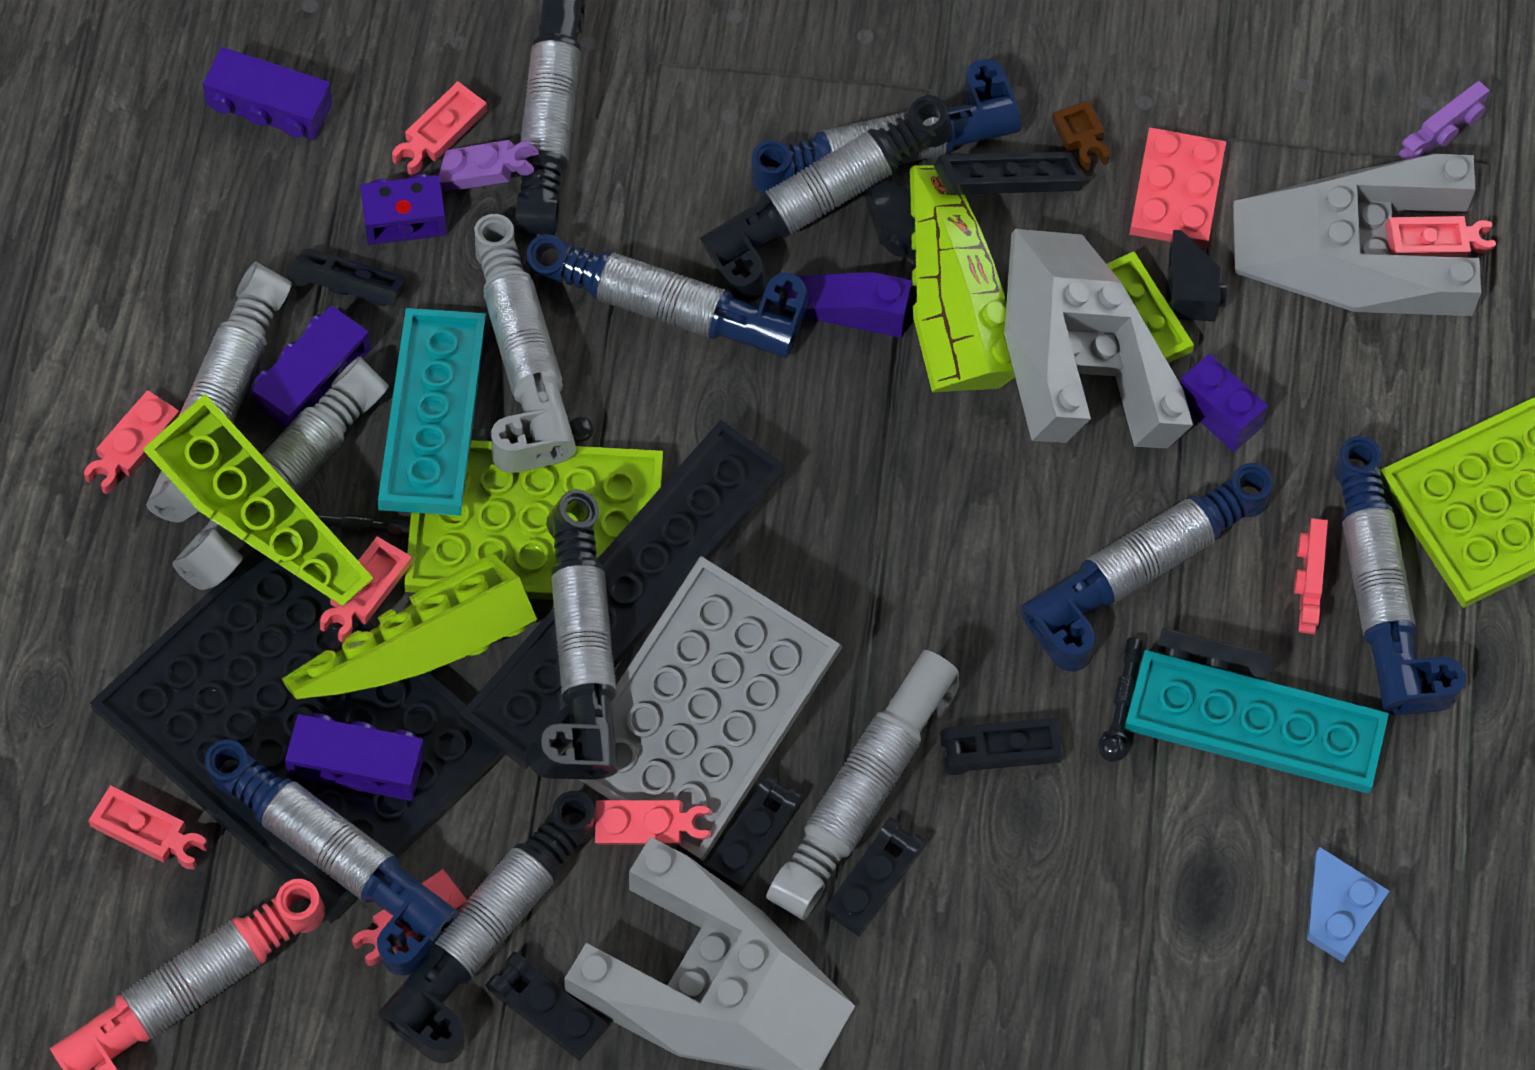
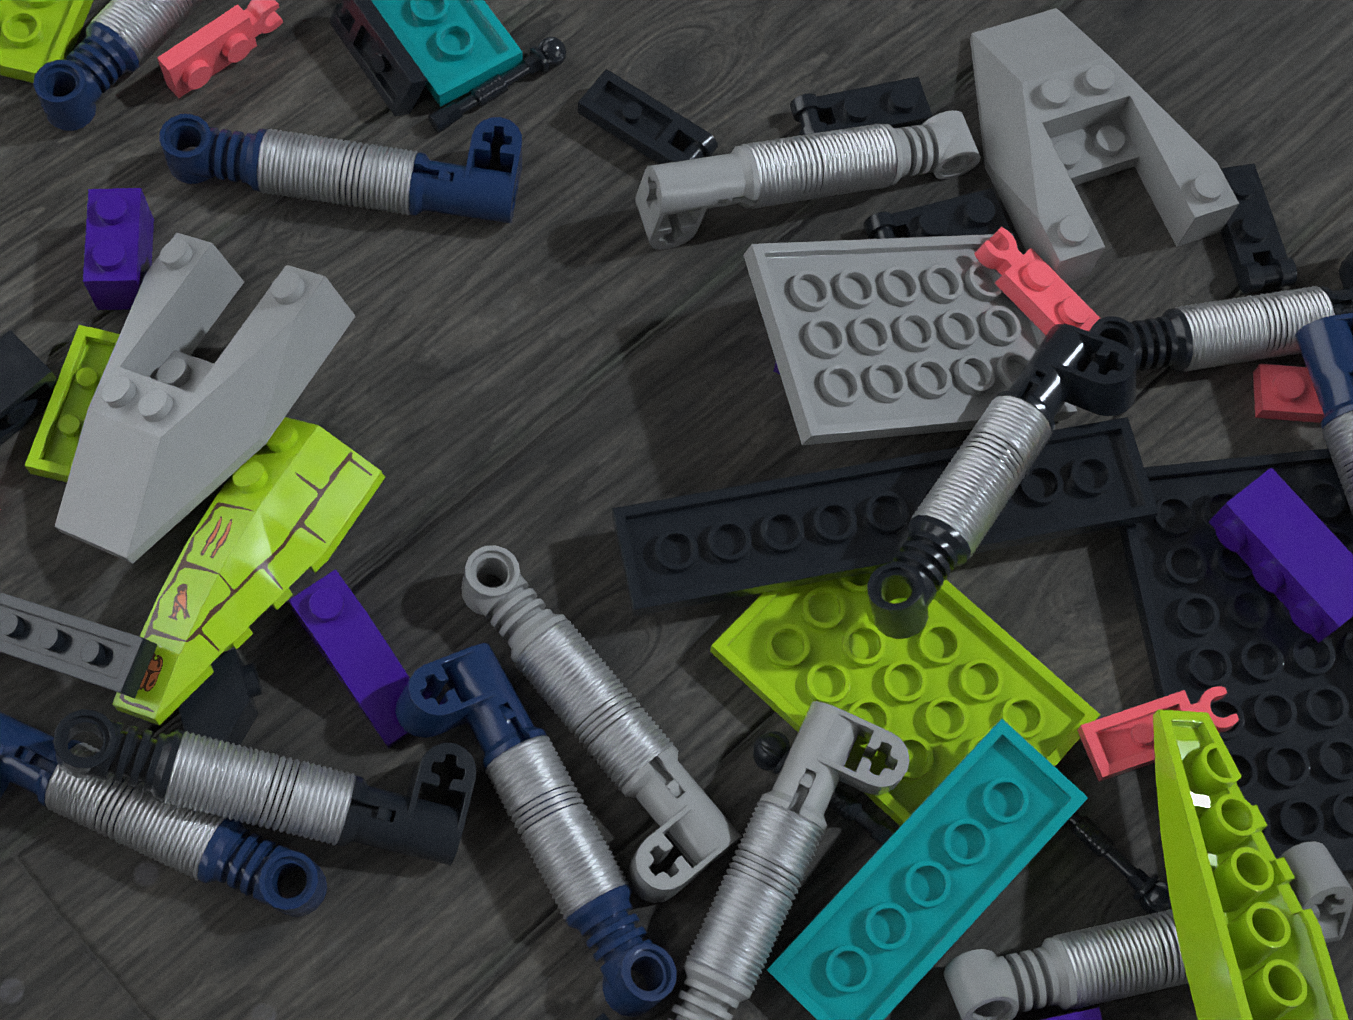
camera: 145 degrees left, 5 degrees up
(441, 626) = (1122, 627): lime wedge -> none
(686, 367) = (606, 723): none -> piece

